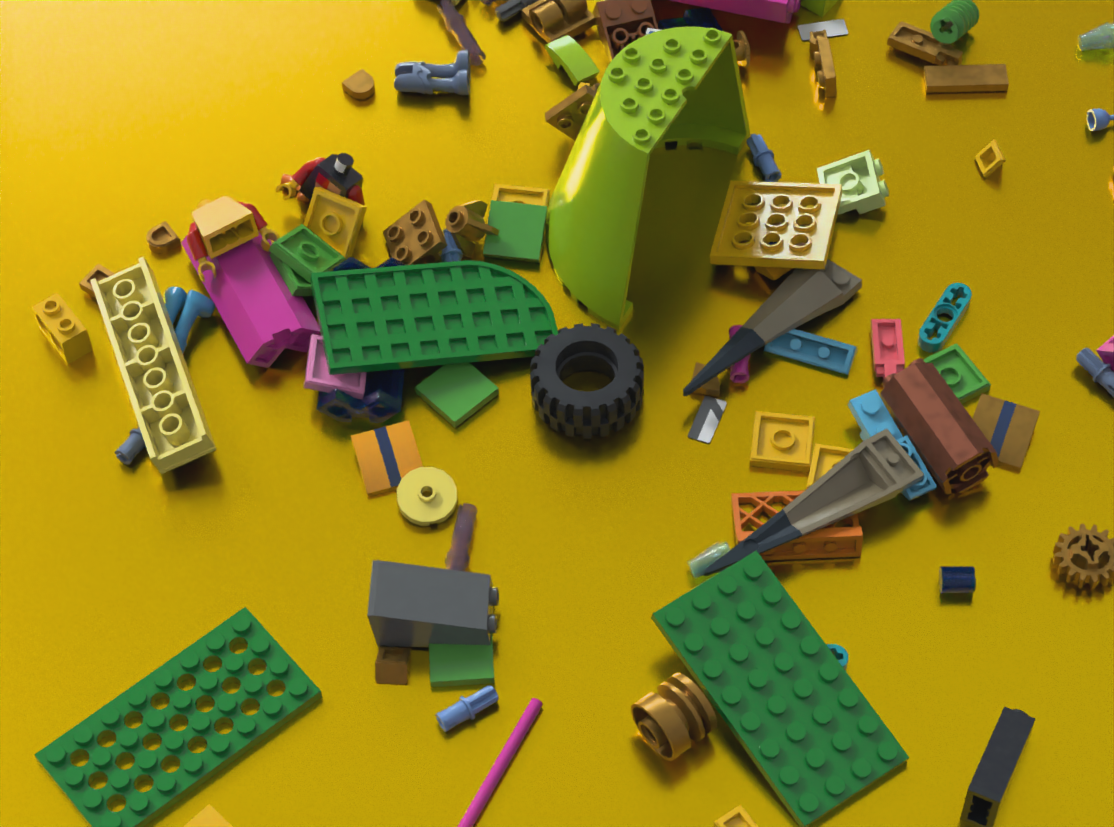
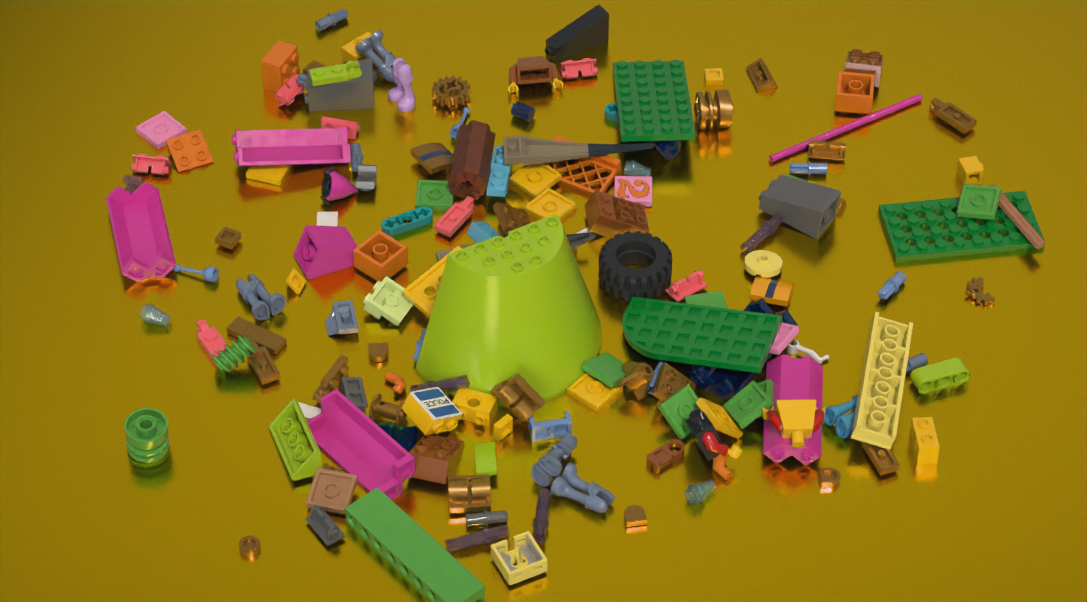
camera: 150 degrees left, 10 degrees down
(87, 438) = (940, 375): none -> lime beam
(94, 761) = (1020, 221): none -> nougat axle
(108, 620) = (975, 286): none -> pearl gold animal
(161, 750) = (979, 201): none -> bright green tile
(226, 553) = (891, 285): none -> medium blue axle
(284, 388) = (794, 350): none -> white piece
(303, 139) = (698, 492): none -> clear light blue cone
(375, 167) = (663, 454): none -> dark orange piece
(384, 215) = (677, 410): none -> bright green tile
(458, 761) = (825, 150): none -> pearl gold hinge
(492, 89) = (550, 464): none -> sand blue piece
(507, 405) = (687, 286): none -> coral hinge
(530, 134) = (551, 428): none -> medium blue hinge
(678, 465) = (614, 215): none -> dark orange slope
(691, 527) = (634, 189): none -> tile
(754, 104) = (395, 379): none -> orange arm
(781, 48) = (354, 391): none -> dark grey hinge
(802, 373) = (510, 217): none -> pearl gold plate
(810, 128) = (378, 351): none -> pearl gold tile
(882, 139) = (342, 319): none -> sand blue slope
(918, 230) = (380, 256): none -> orange brick
(958, 708) = (570, 68): none -> coral hinge
(993, 209) = (324, 250): none -> dark pink slope
(1001, 654) = (533, 70): none -> dark orange torso
(1004, 46) = (210, 339): none -> coral hinge
(1016, 496) = (454, 130): none -> medium blue hinge
(1029, 123) = (250, 292): none -> sand blue piece
(1042, 268) = (327, 218): none -> white sticker
(1052, 342) = (366, 177): none -> dark grey bracket
(1076, 305) = (335, 186): none -> dark pink hat

